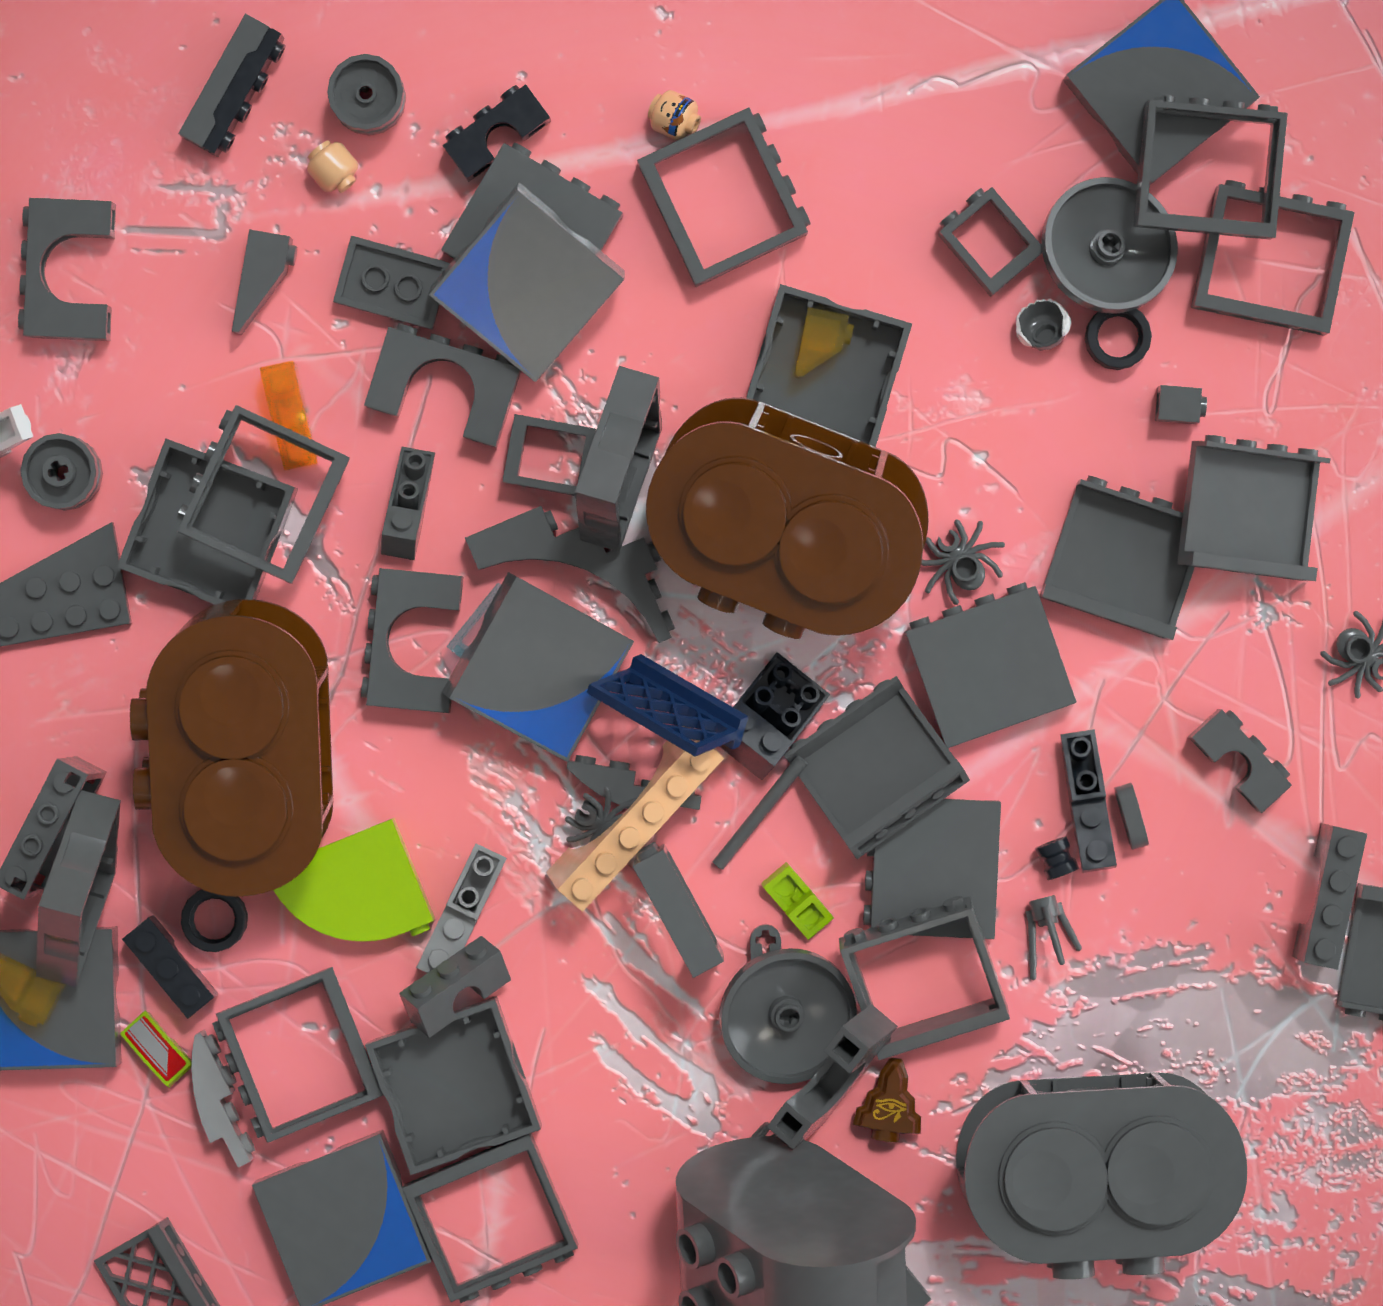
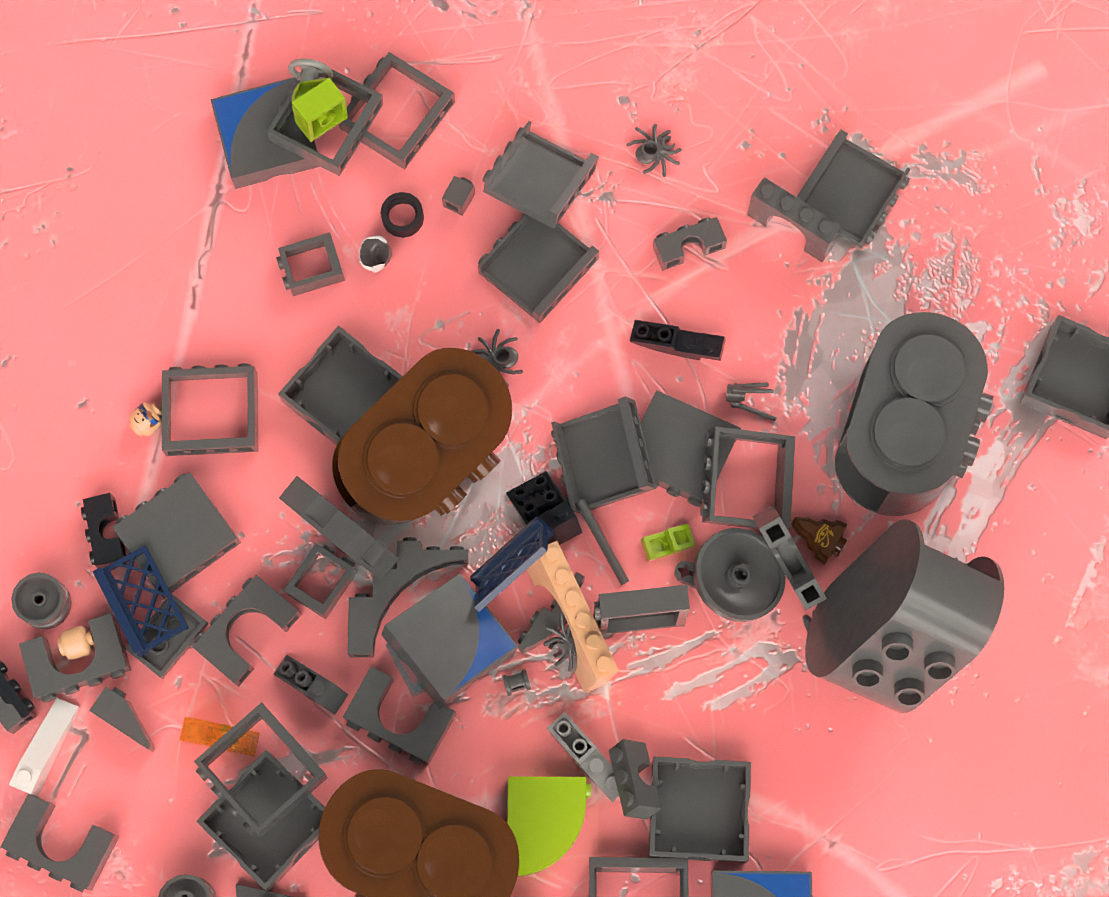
camera: 60 degrees left, 15 degrees down
(180, 190) = (44, 748): none -> white slope
(268, 154) = (108, 662): none -> dark grey arch
(396, 212) = (120, 606): none -> dark blue fence
(500, 1275) = (837, 810): dark grey window -> none
(522, 776) = (516, 682): none -> dark grey bush
(527, 283) = (204, 546): dark grey tile -> none
(822, 339) = (323, 385): clear yellow slope -> none
(990, 665) = (568, 364): dark grey panel -> none
(1057, 858) = (705, 373): black wheel -> none
(1099, 253) = (345, 202): dark grey dish -> none
(1131, 816) = (697, 319): dark grey beam -> none
(1215, 154) = (316, 99): none -> lime piece

